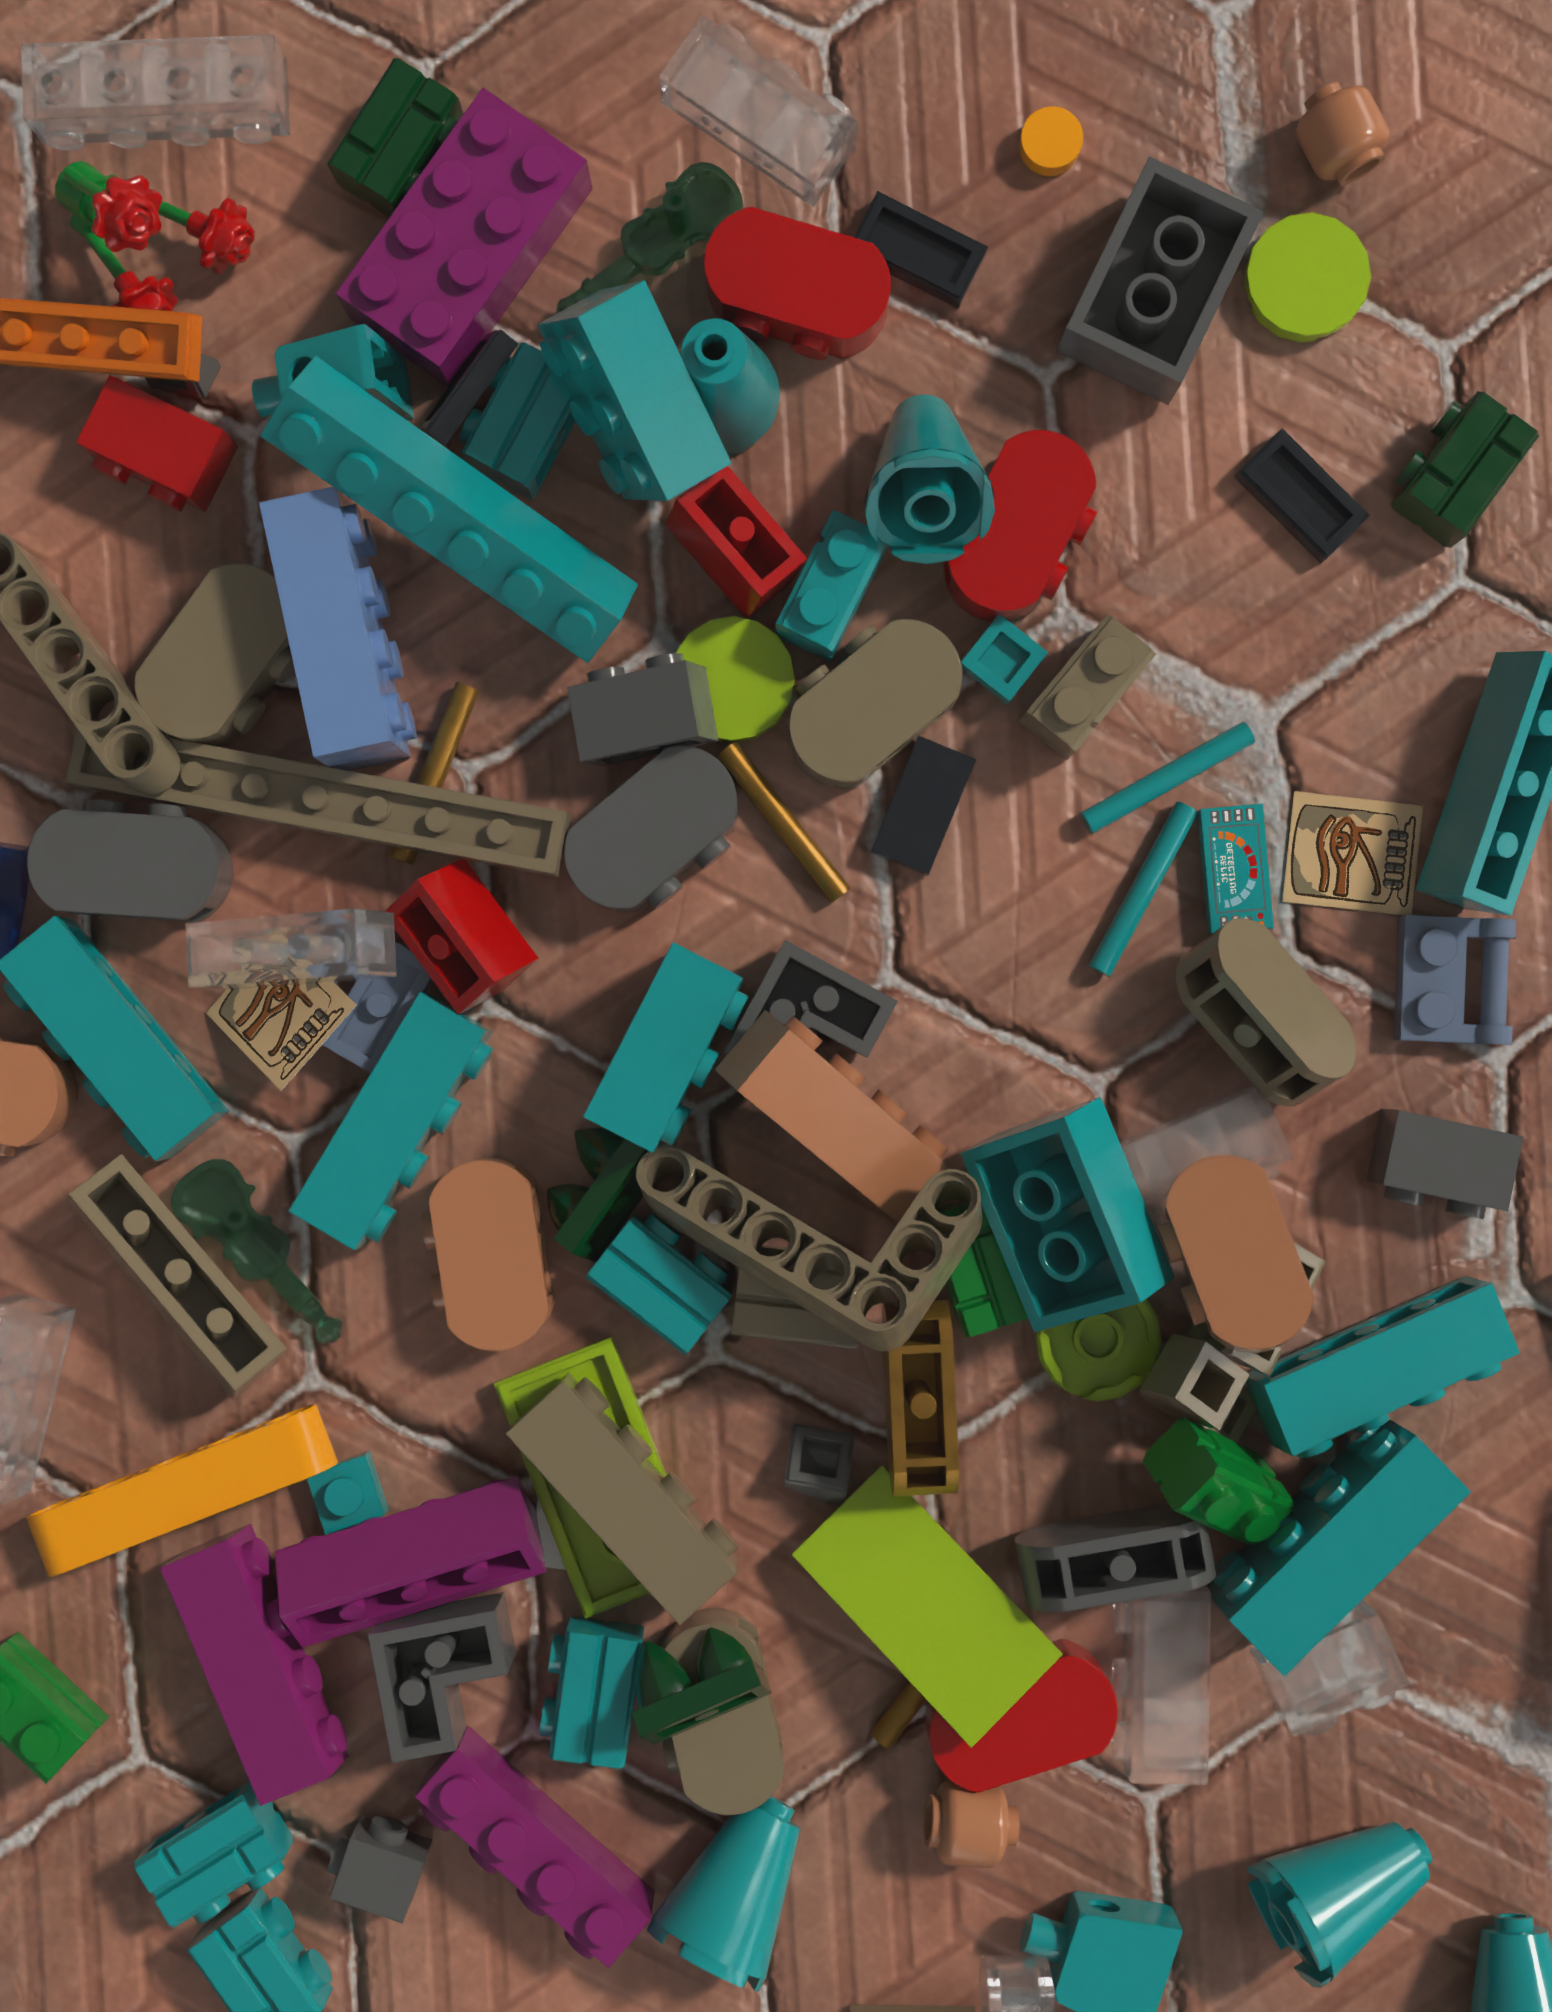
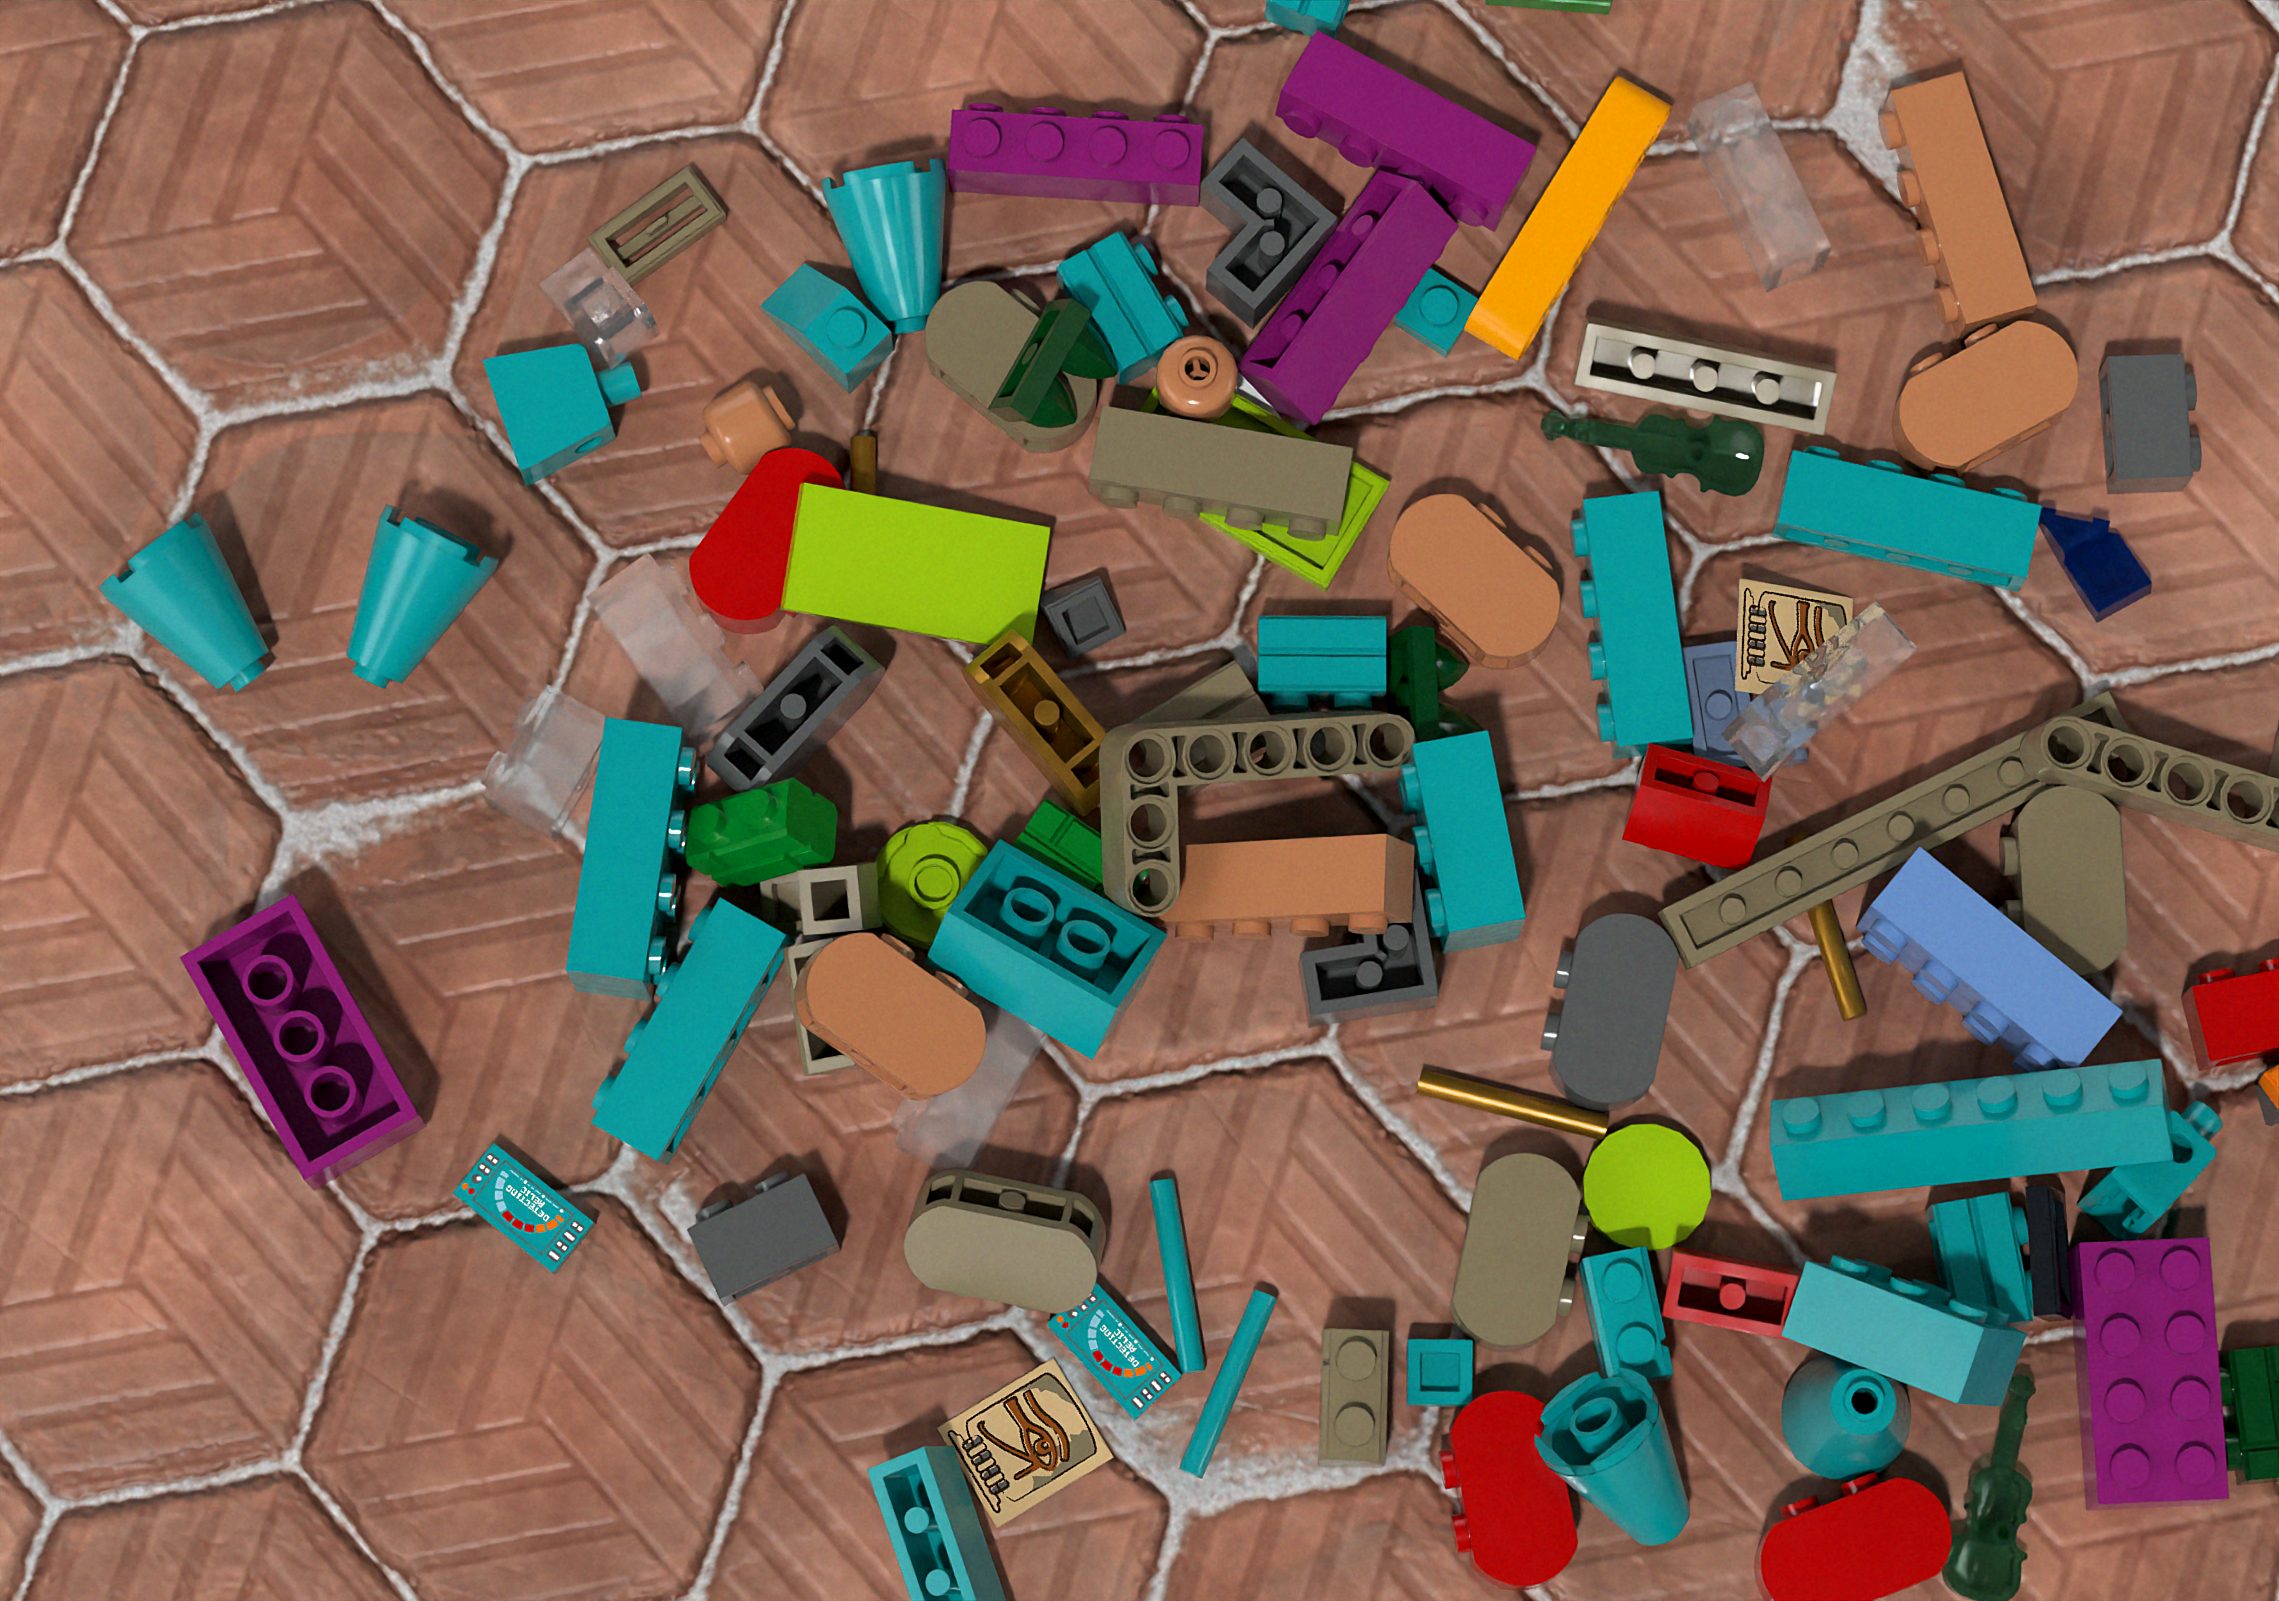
camera: 145 degrees right, 10 degrees down
(130, 863) = (2004, 667): dark grey brick -> none
(379, 1867) = (1185, 51): dark grey brick -> none
(585, 1608) = (1191, 360): none -> nougat head
(642, 711) = (1695, 1097): dark grey brick -> none
(838, 1853) = (830, 326): none -> teal slope
(923, 805) = (1410, 1205): black tile -> none
(1434, 976) = (879, 1385): sand blue plate -> none

